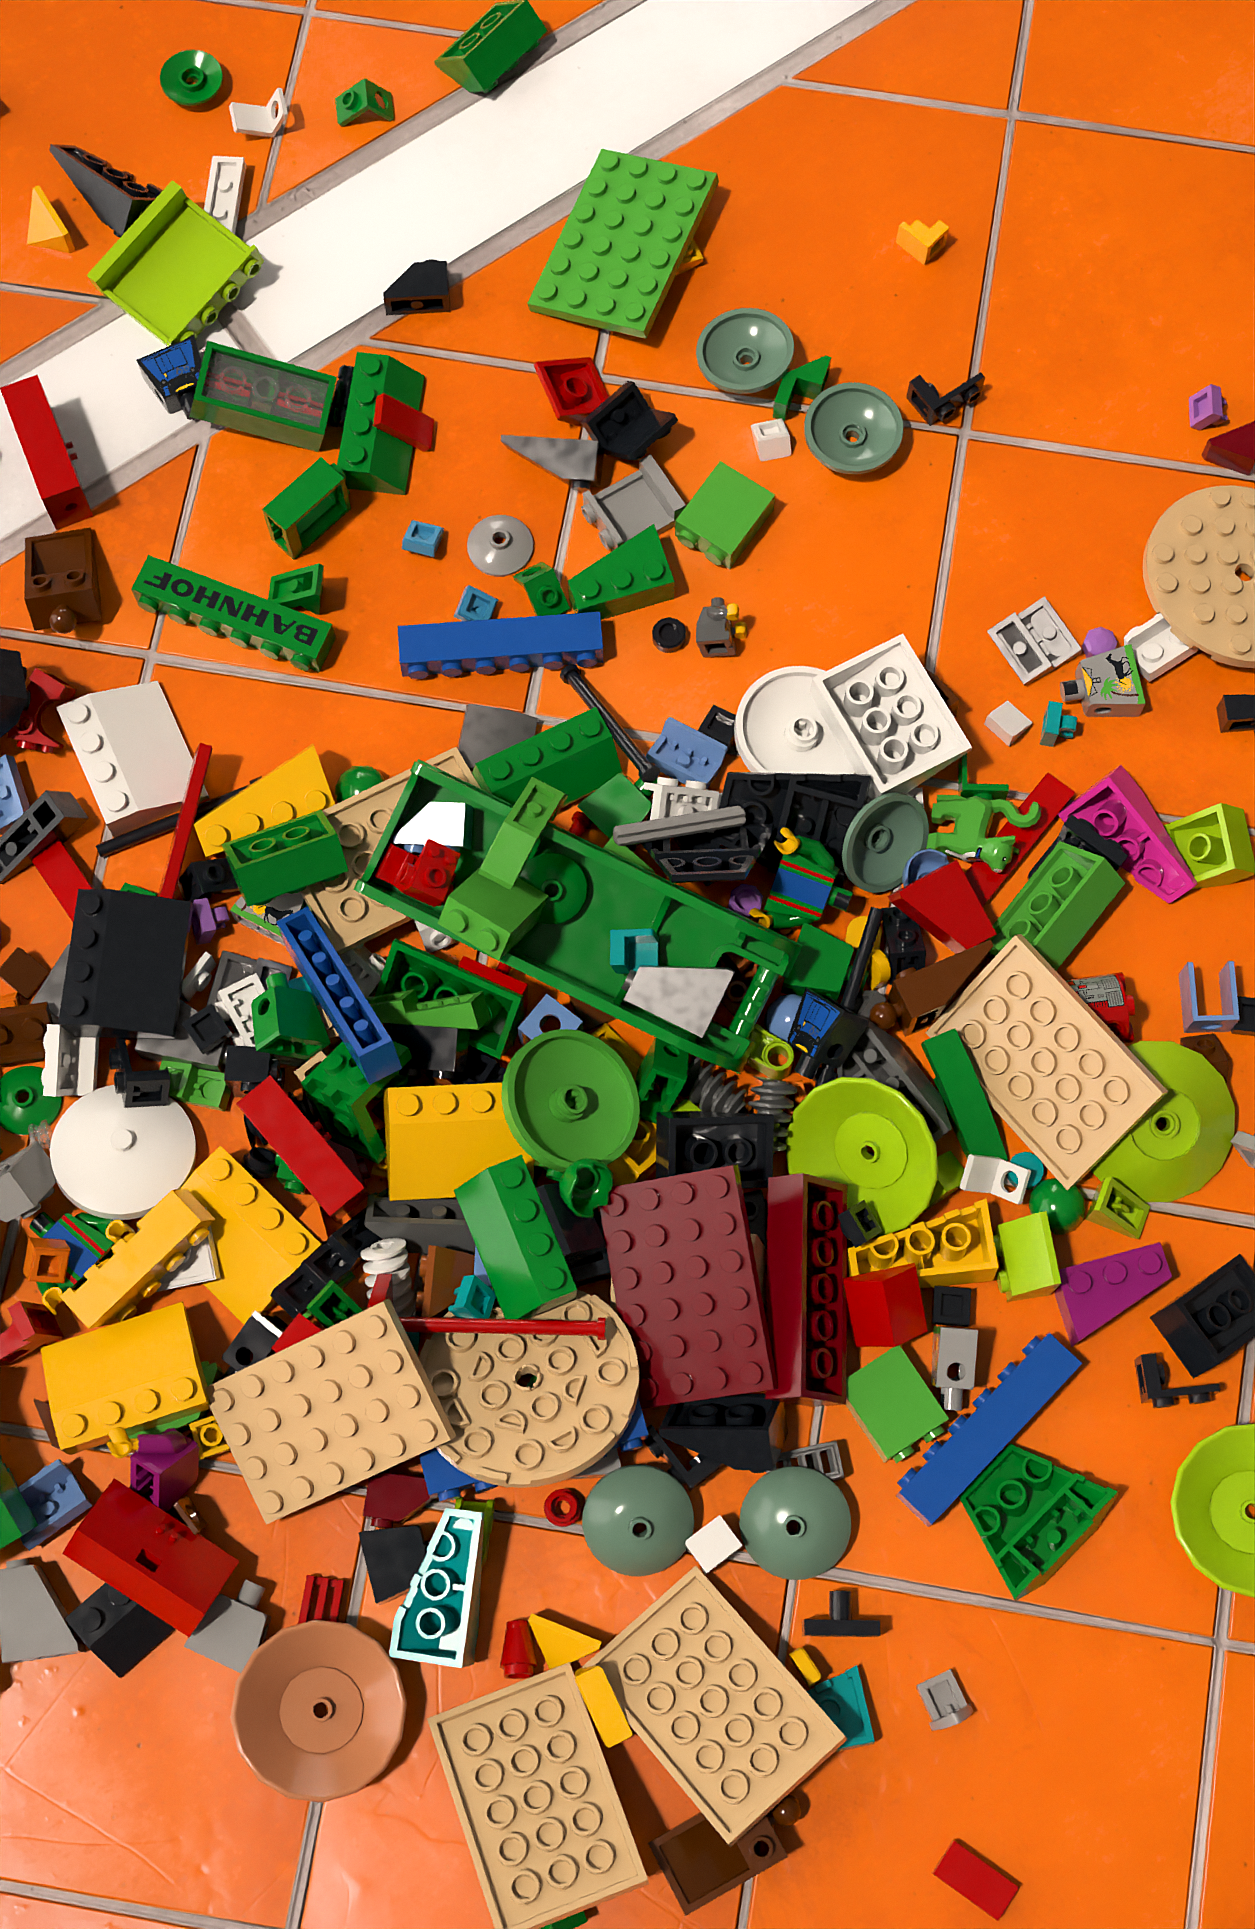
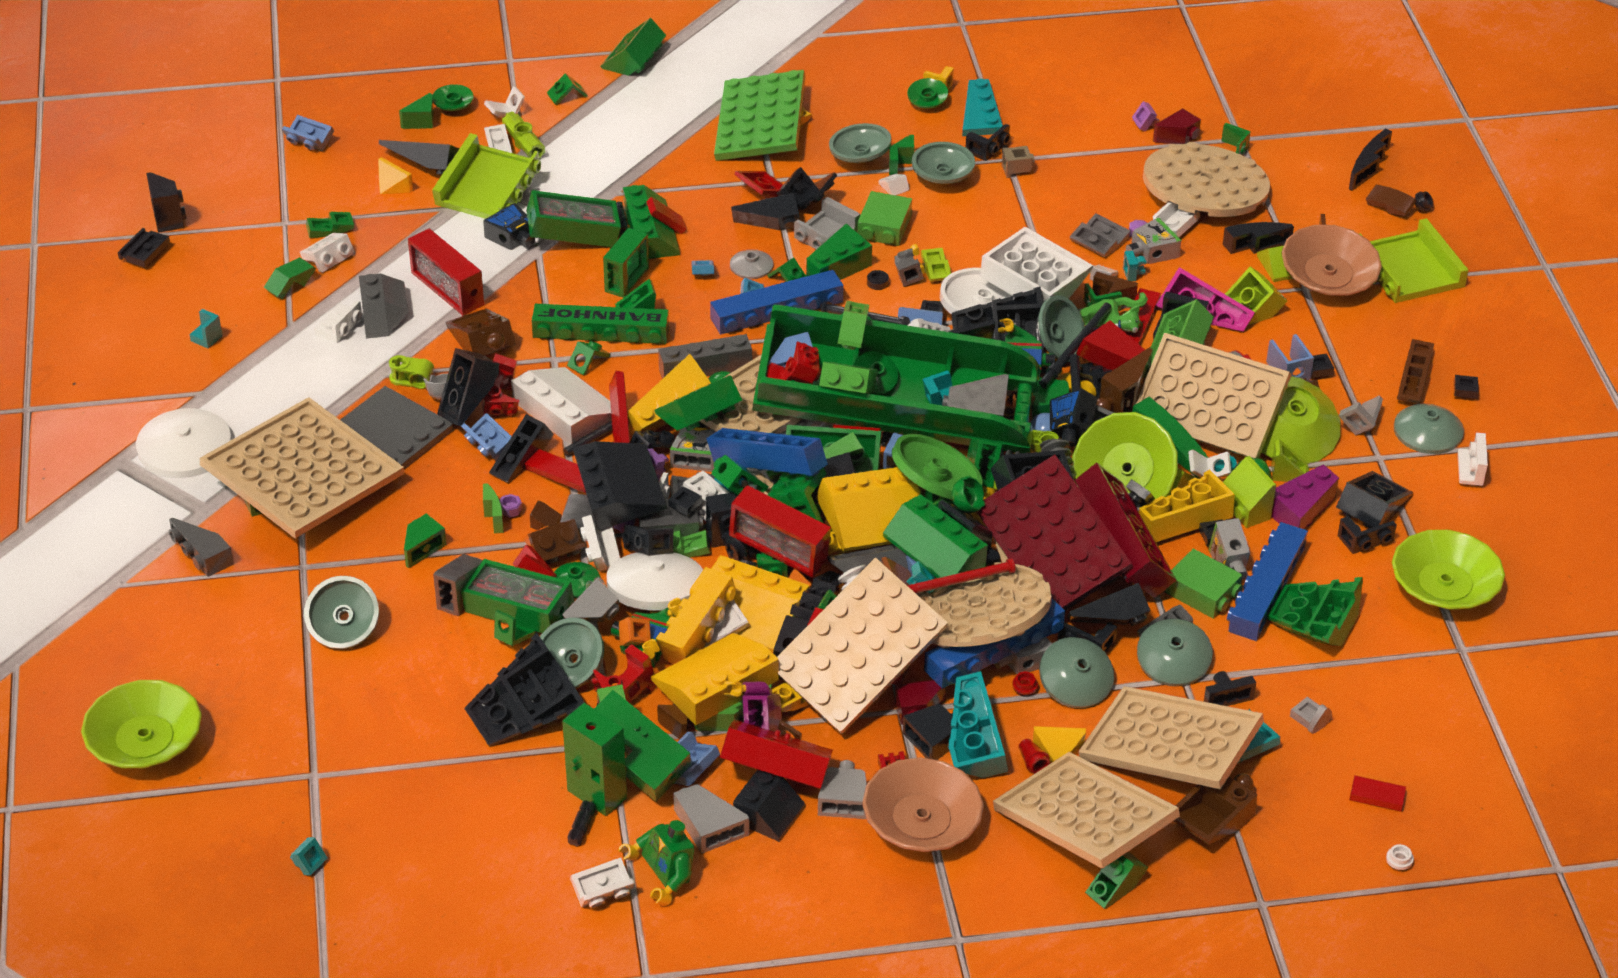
camera: 20 degrees left, 30 degrees down
(133, 98) = (418, 114): none -> green slope
(197, 666) = (588, 350): none -> green bracket
(265, 200) = (523, 134): none -> lime piece
(354, 732) = (711, 355): none -> dark grey brick
(419, 290) = (645, 160): black slope -> none
(602, 1705) = (1100, 755): yellow slope -> none
(713, 1544) = (1132, 670): white panel -> none
(765, 632) = (935, 264): none -> lime slope
(839, 924) = (1055, 369): none -> black bar
(885, 1306) = (1175, 529): red slope -> none
(889, 251) = (927, 93): none -> green dish
(962, 321) = (981, 109): none -> teal wing
(971, 449) = (1017, 160): none -> dark tan brick
(1010, 766) = (1108, 284): none -> reddish brown slope

